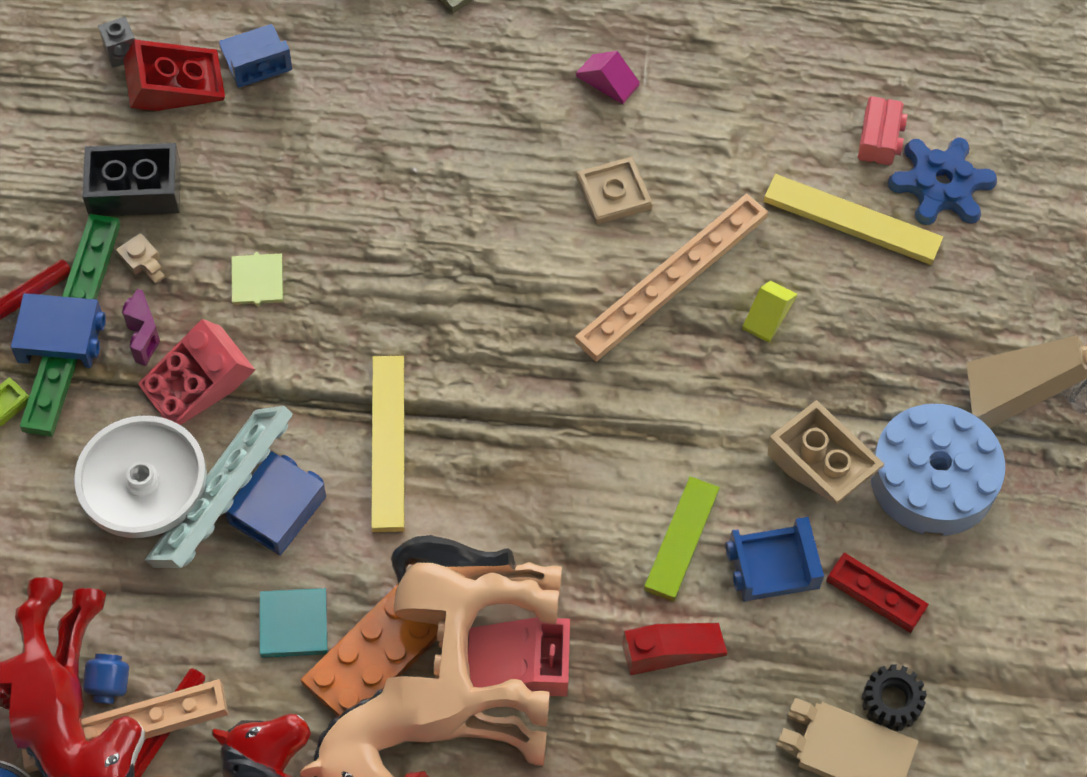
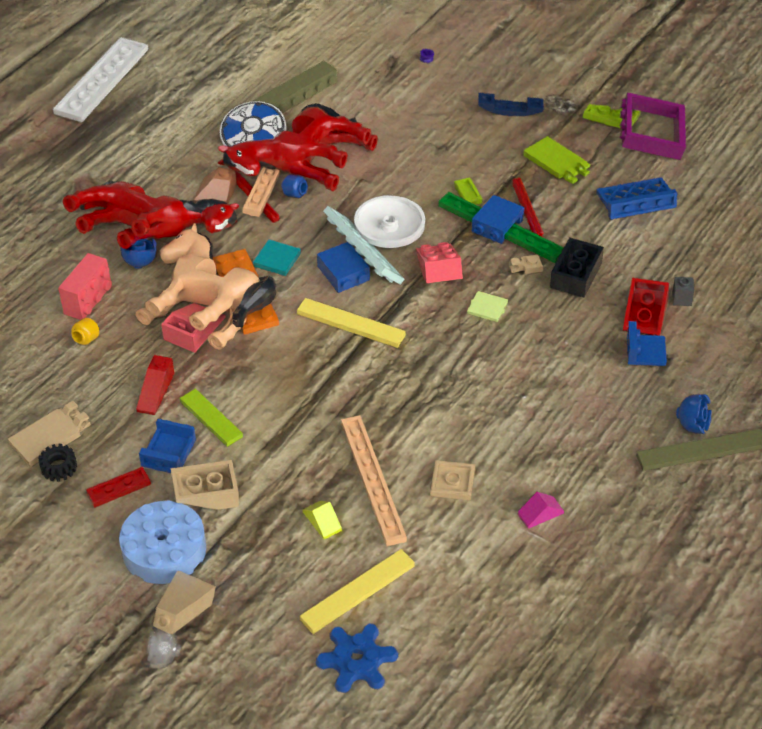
camera: 120 degrees right, 15 degrees down
(139, 319) = (485, 251): magenta slope -> none
(881, 130) = (412, 634): coral brick -> none

